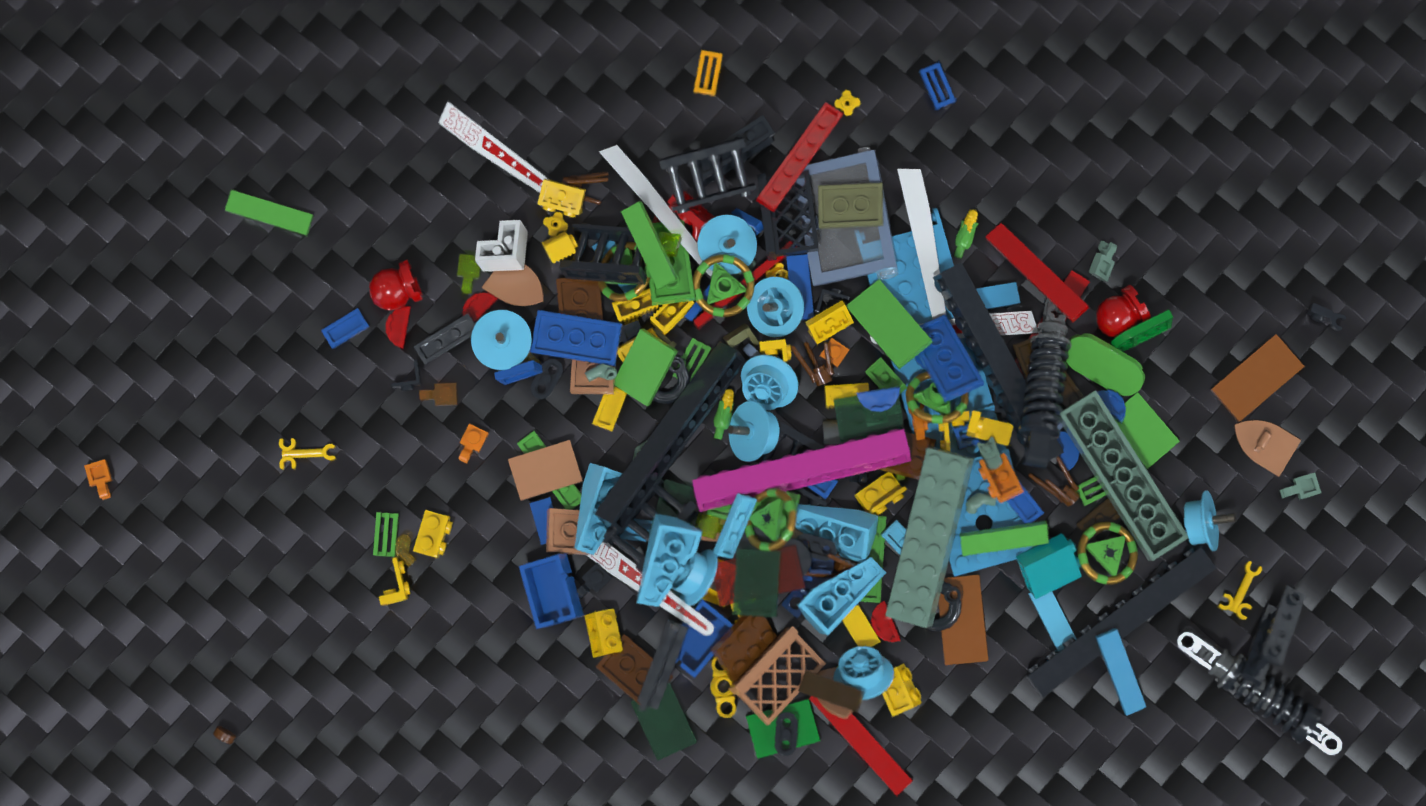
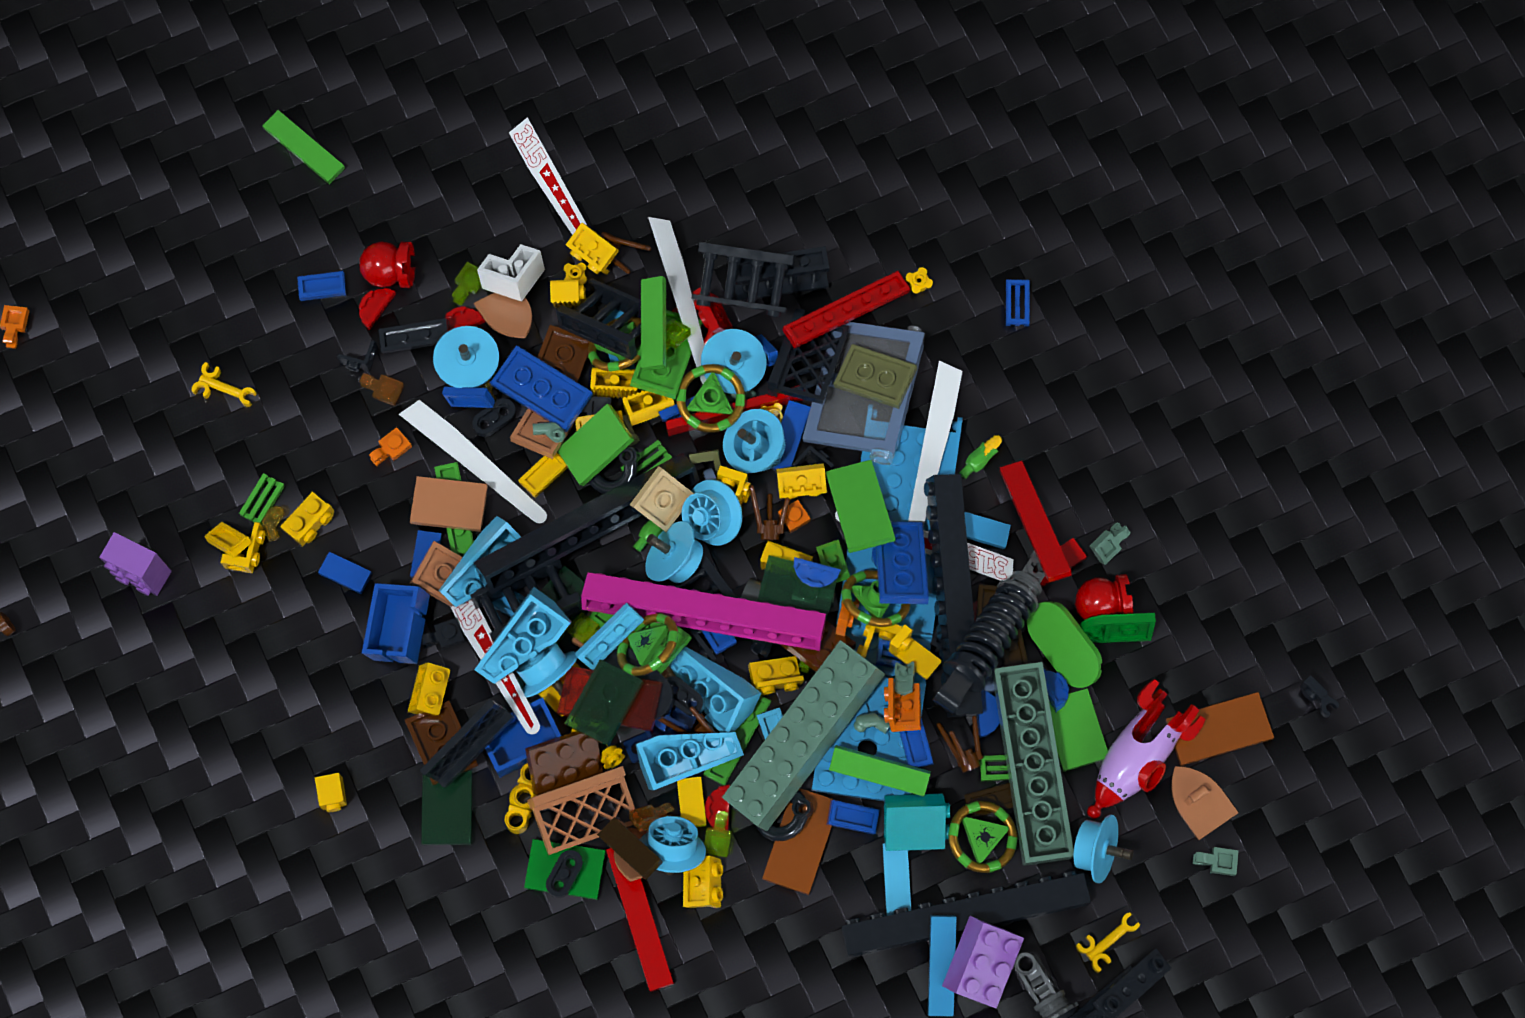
camera: 25 degrees right, 10 degrees down
(315, 639) = (135, 565): none -> medium lavender brick
(376, 582) = (228, 539): none -> yellow tile
(485, 565) = (345, 573): none -> blue tile
(537, 419) = (468, 455): none -> white sticker
(564, 752) = (331, 792): none -> yellow brick
(704, 90) = (784, 210): light orange tile -> none
(723, 390) = (661, 499): none -> tan tile
(779, 622) = (612, 757): none -> yellow plate
(830, 657) = (646, 815): none -> clear orange plate
(895, 649) = (717, 838): none -> clear neon green plate
(995, 582) = (853, 817): none -> blue tile
(1153, 655) = (983, 962): none -> medium lavender brick
(1203, 442) = (1140, 765): none -> piece

